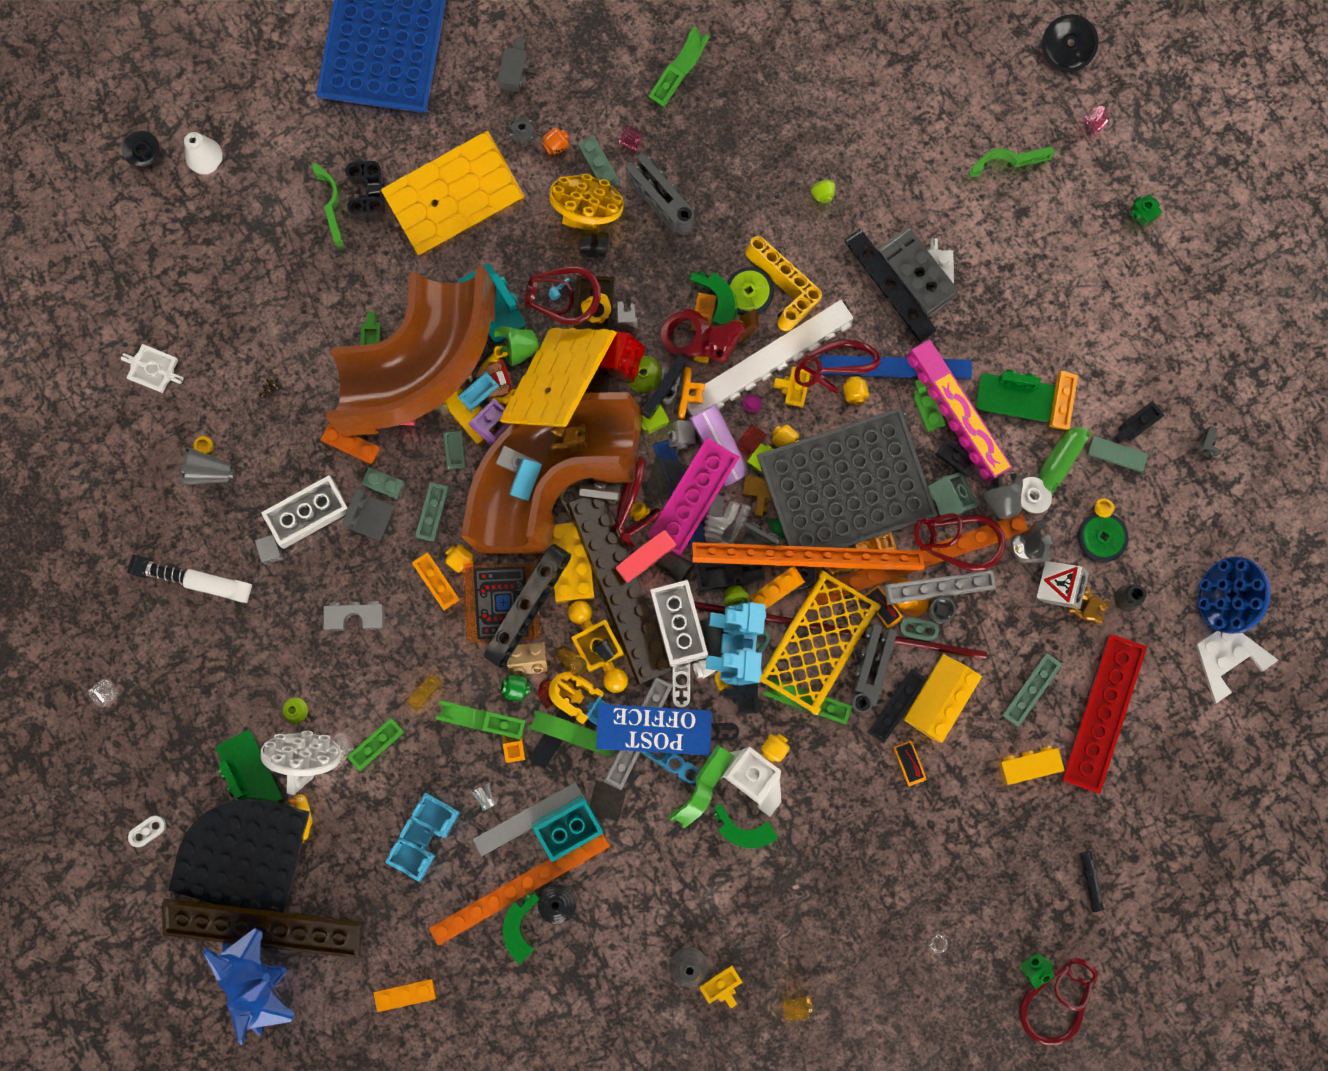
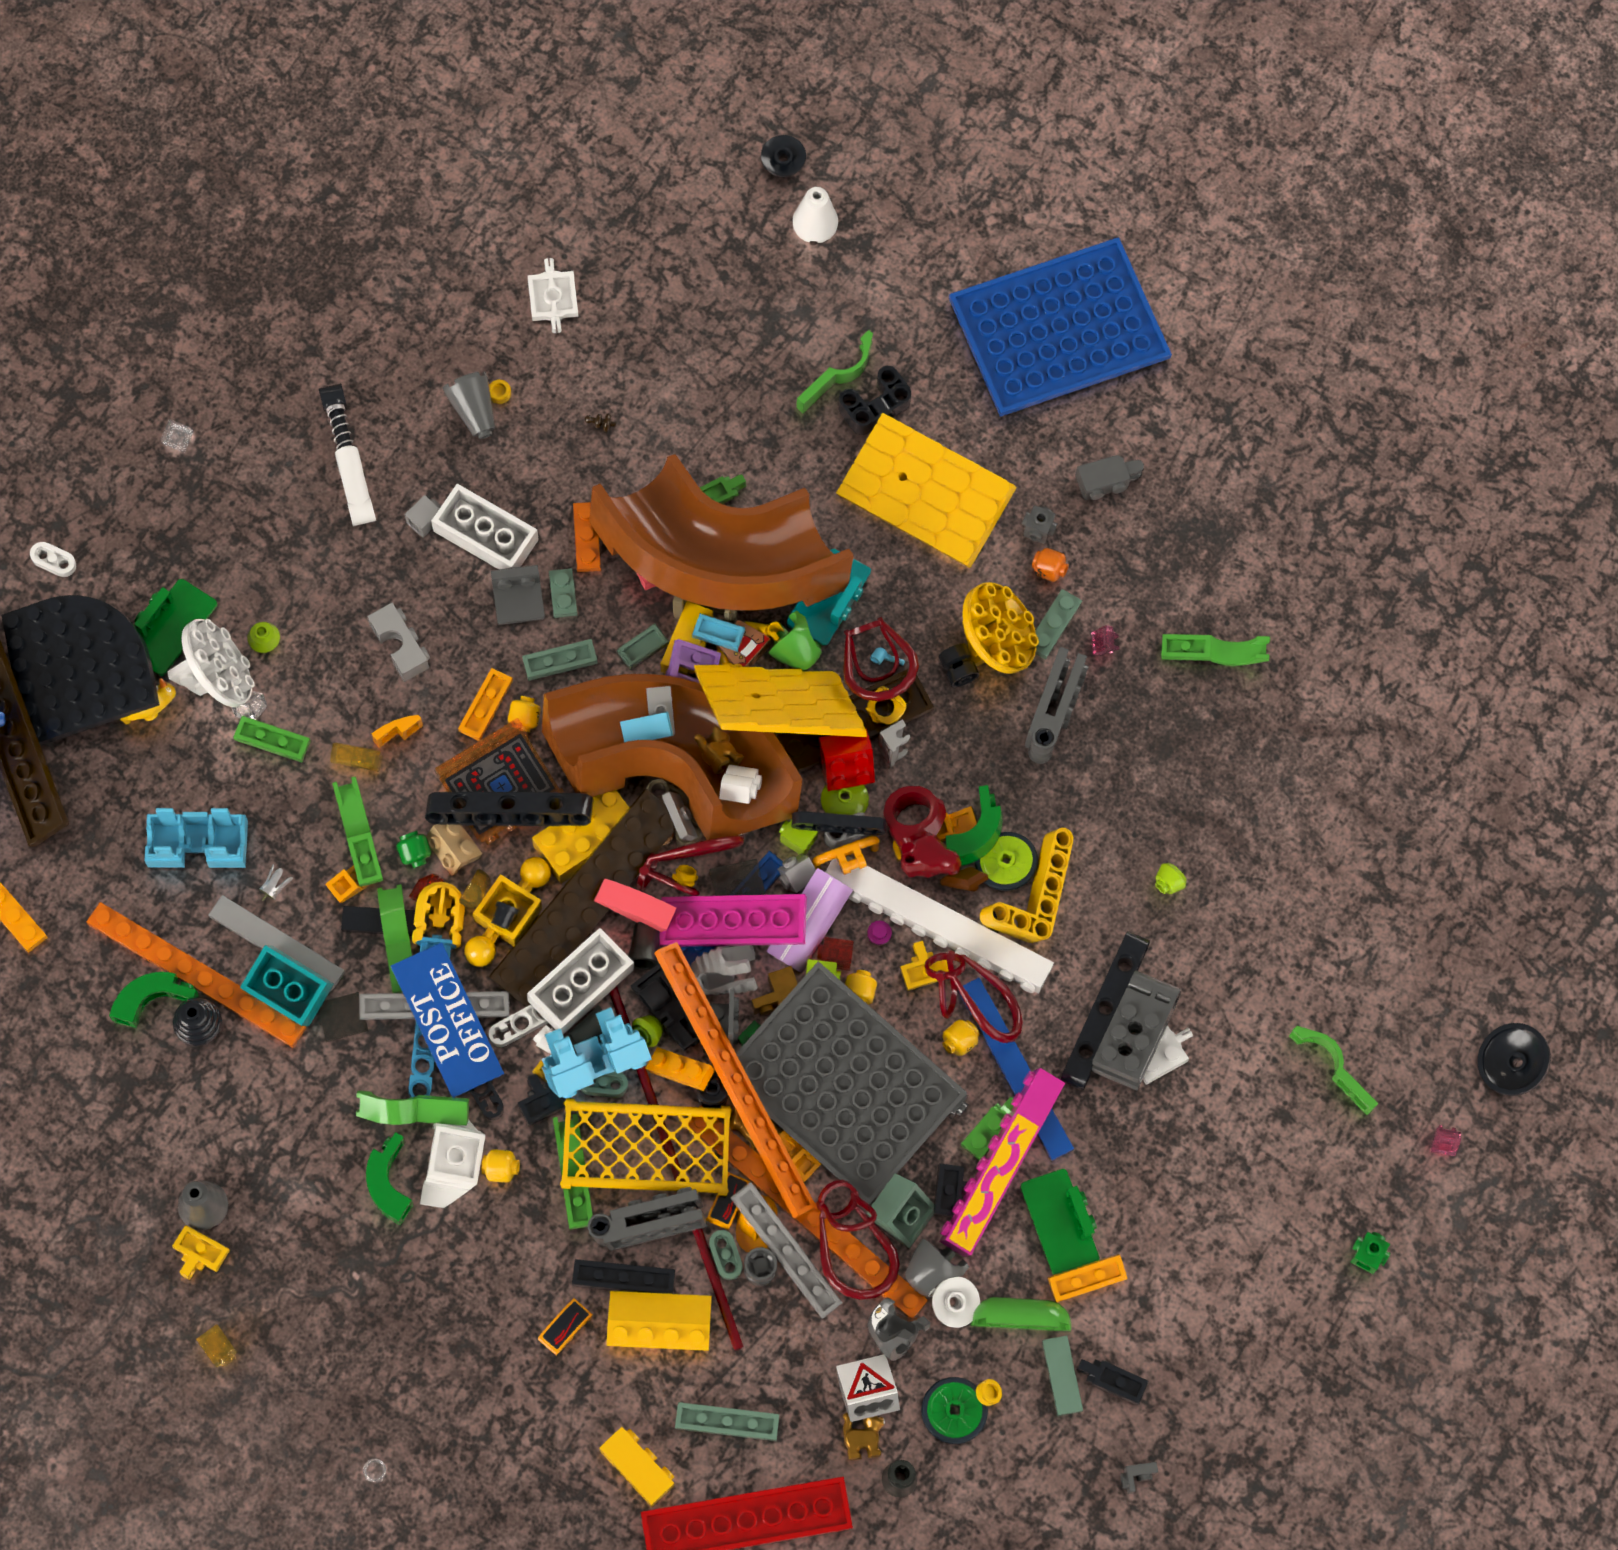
camera: 55 degrees right, 10 degrees down
(420, 647) = (404, 727): none -> light orange slope
(606, 436) = (740, 784): none -> white brick

